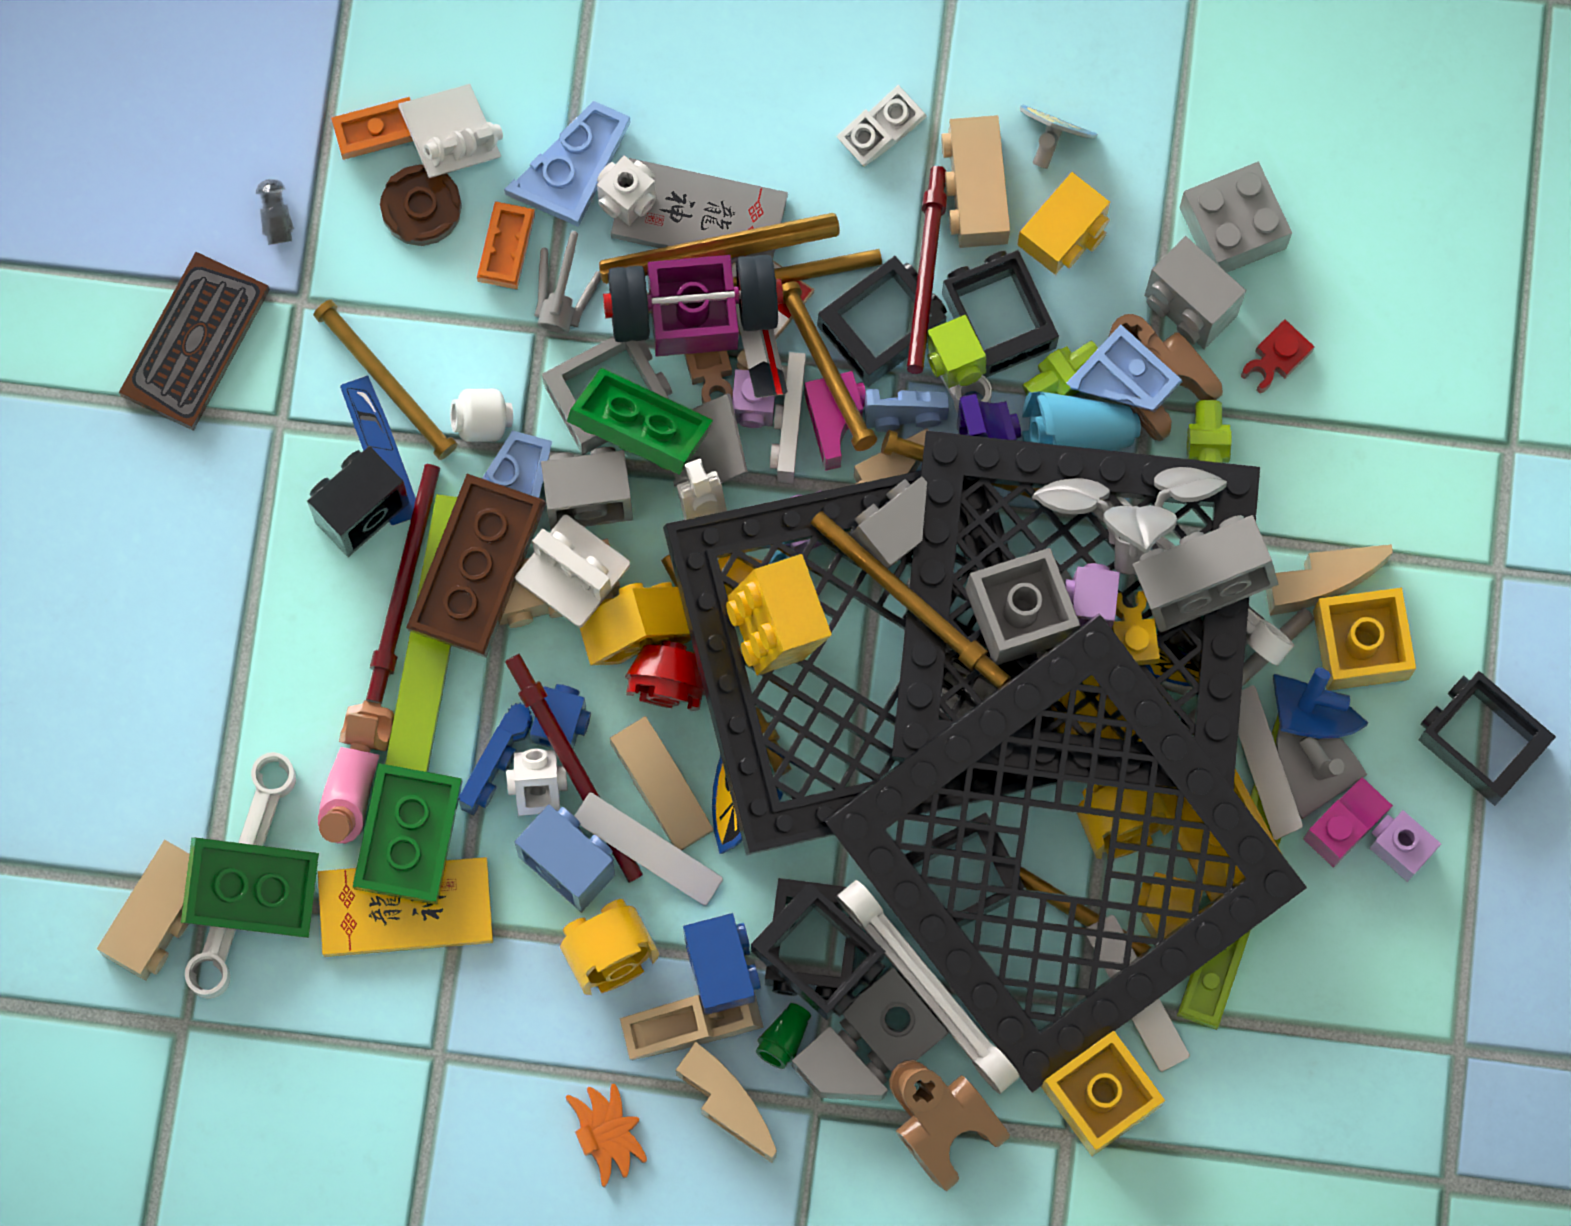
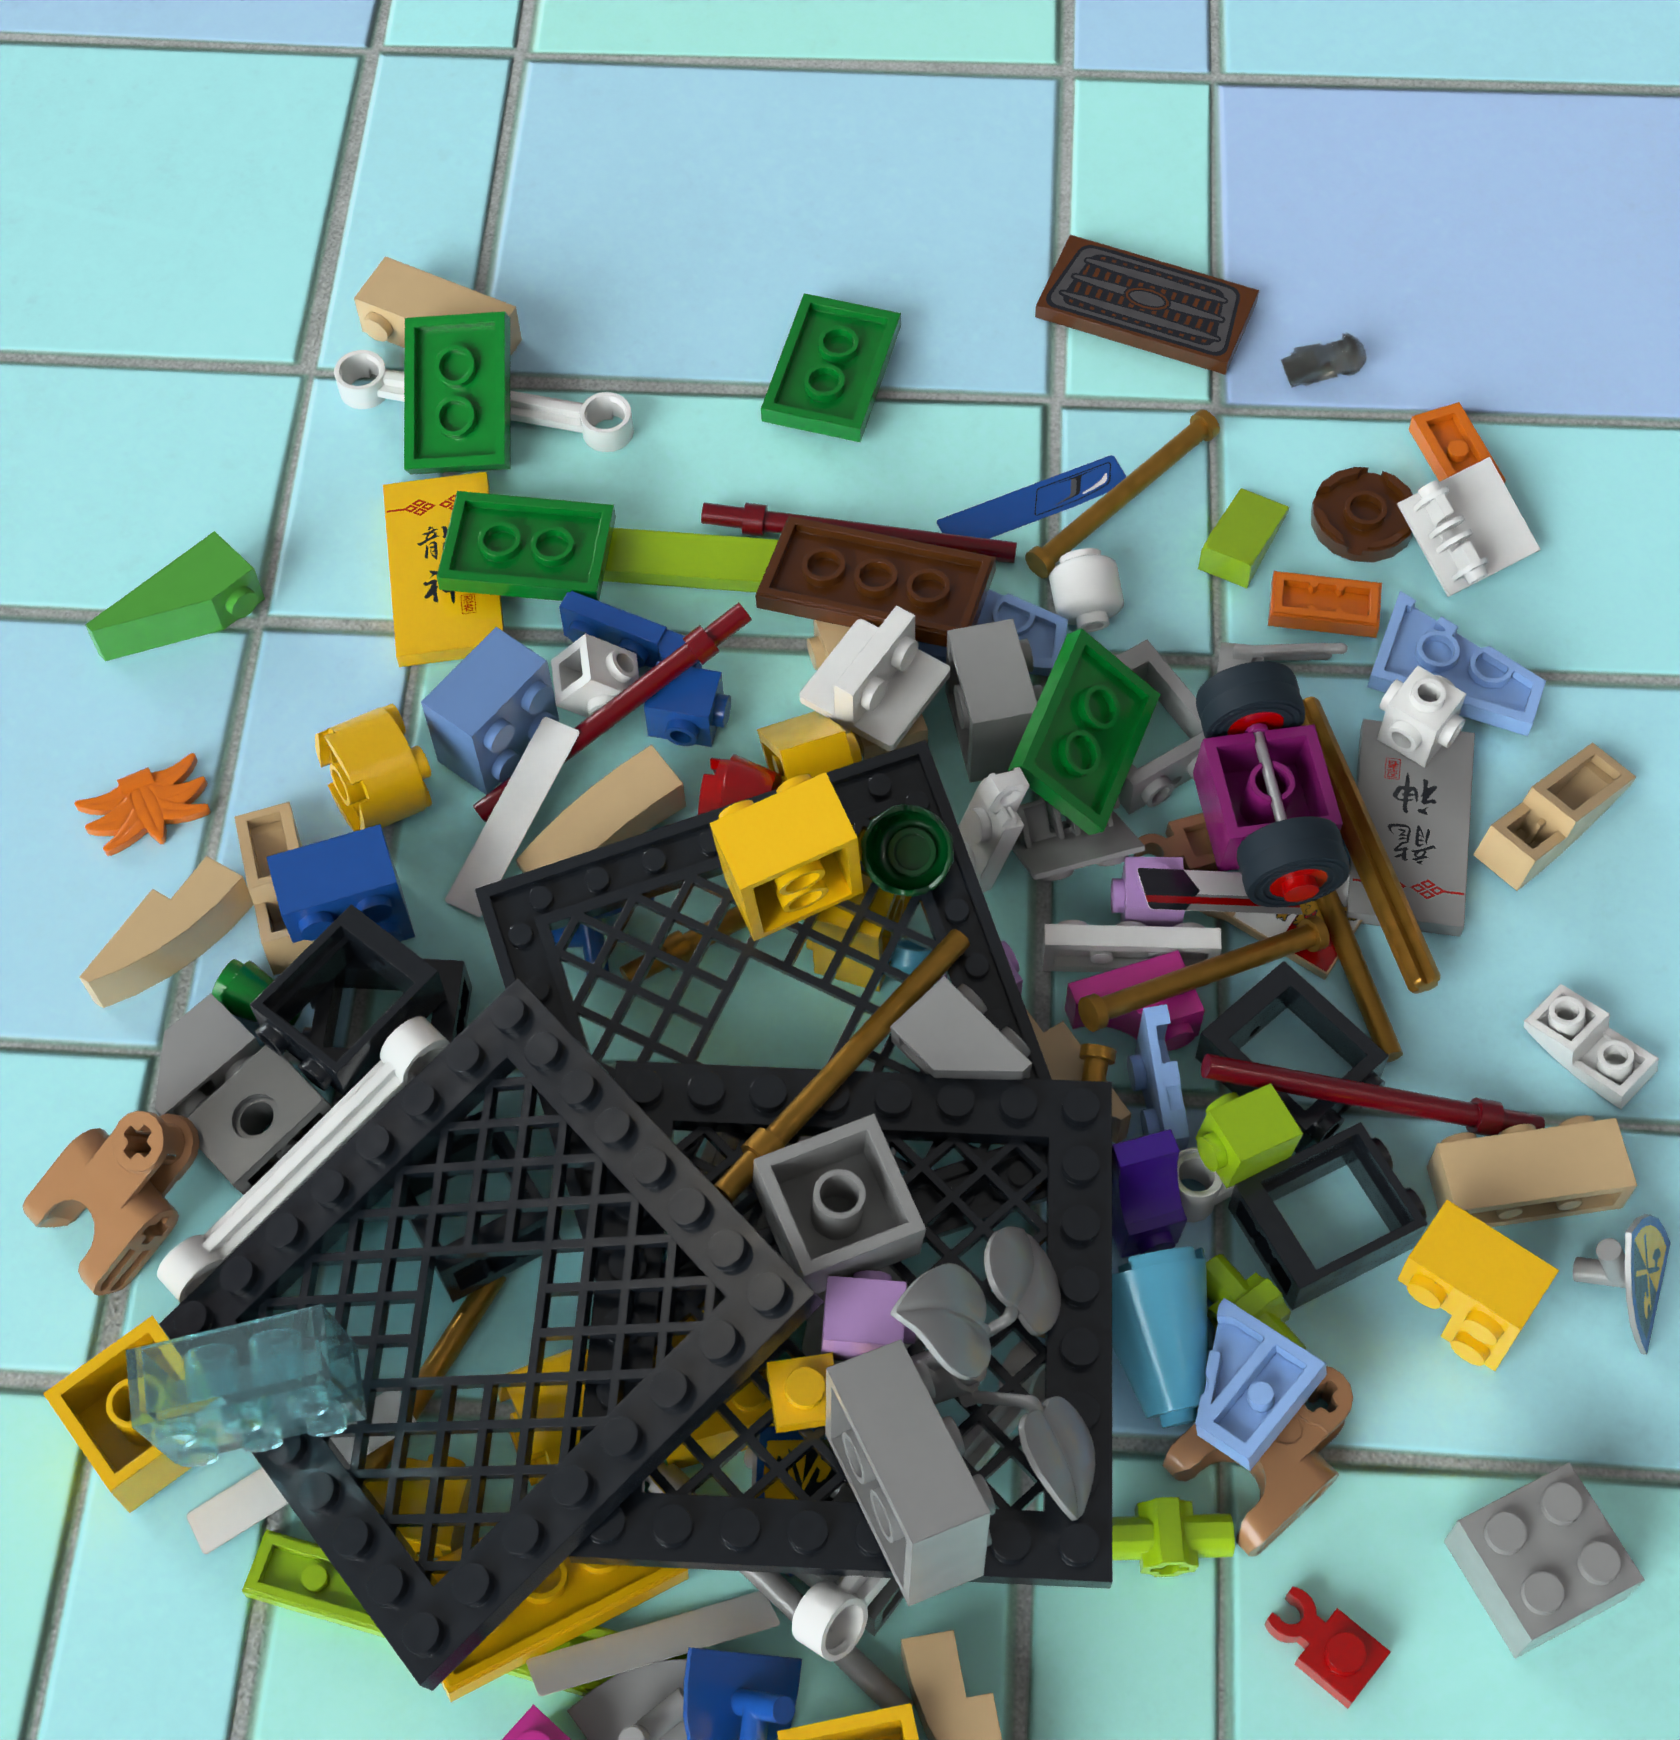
camera: 90 degrees right, 15 degrees down
(238, 592) = (831, 367): none -> green plate
(351, 777) = (654, 505): piece -> none
(357, 500) = (951, 457): black brick -> none
(422, 1100) = (184, 600): none -> bright green slope
(434, 295) = (1242, 537): none -> lime slope
(702, 115) = (1553, 815): none -> tan slope
(758, 539) = (907, 850): none -> dark green hair
(1120, 993) = (246, 1386): none -> clear light blue brick
(1194, 293) = (1397, 1497): light grey brick -> none

